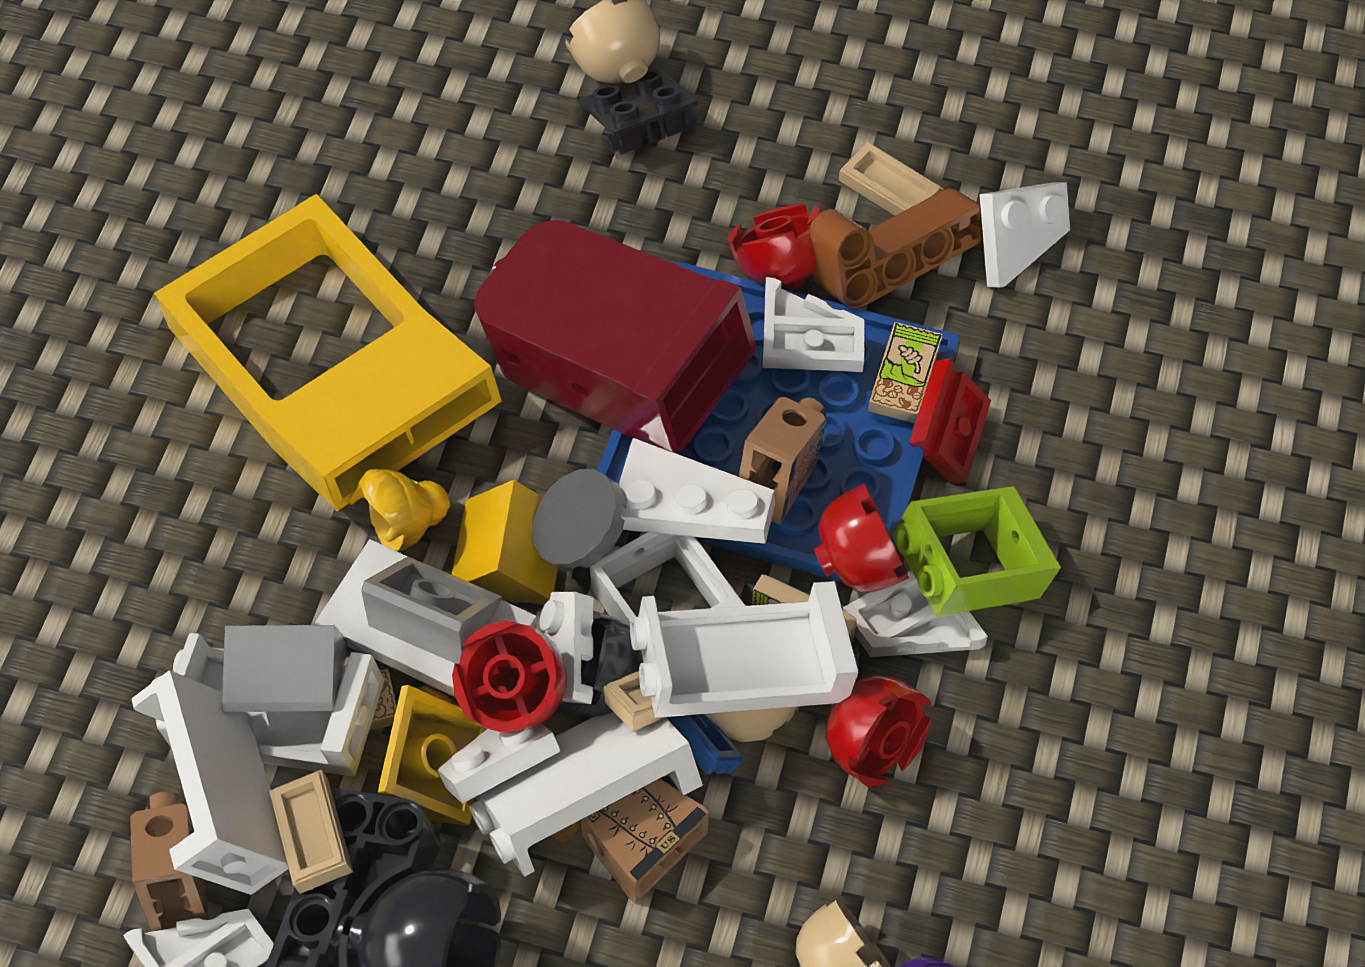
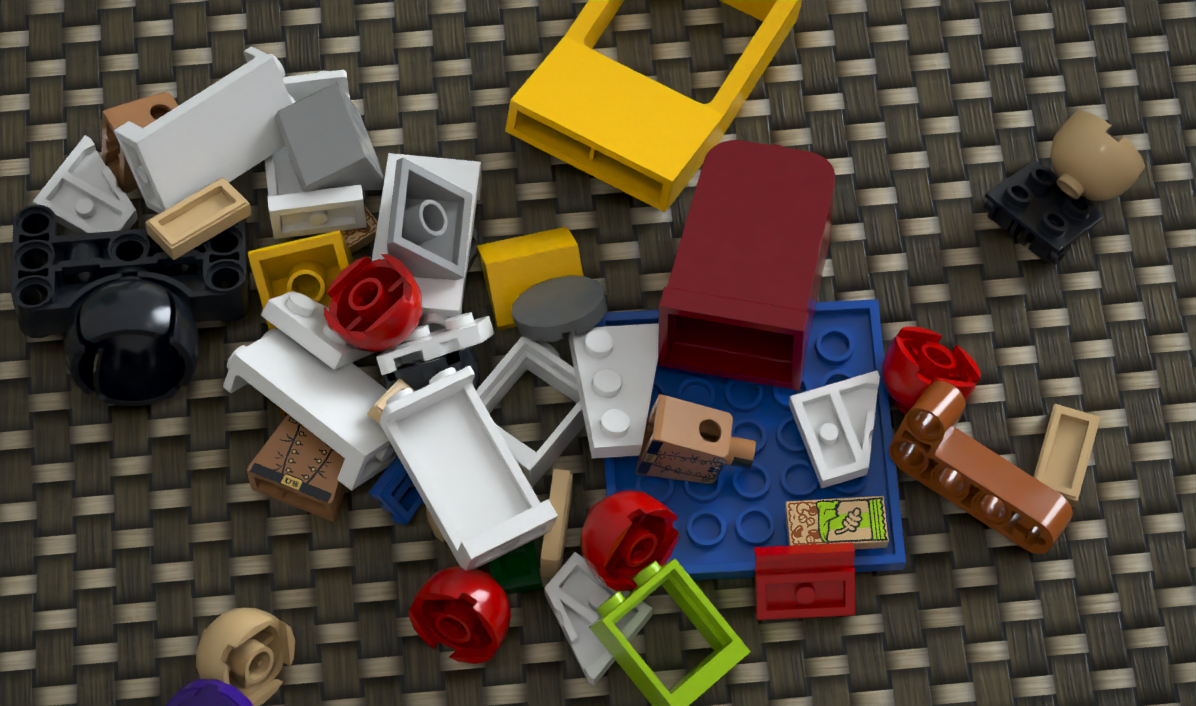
camera: 70 degrees right, 5 degrees up
(400, 506) = (524, 174): yellow piece -> none
(1021, 227) = (1058, 580): white wing -> none

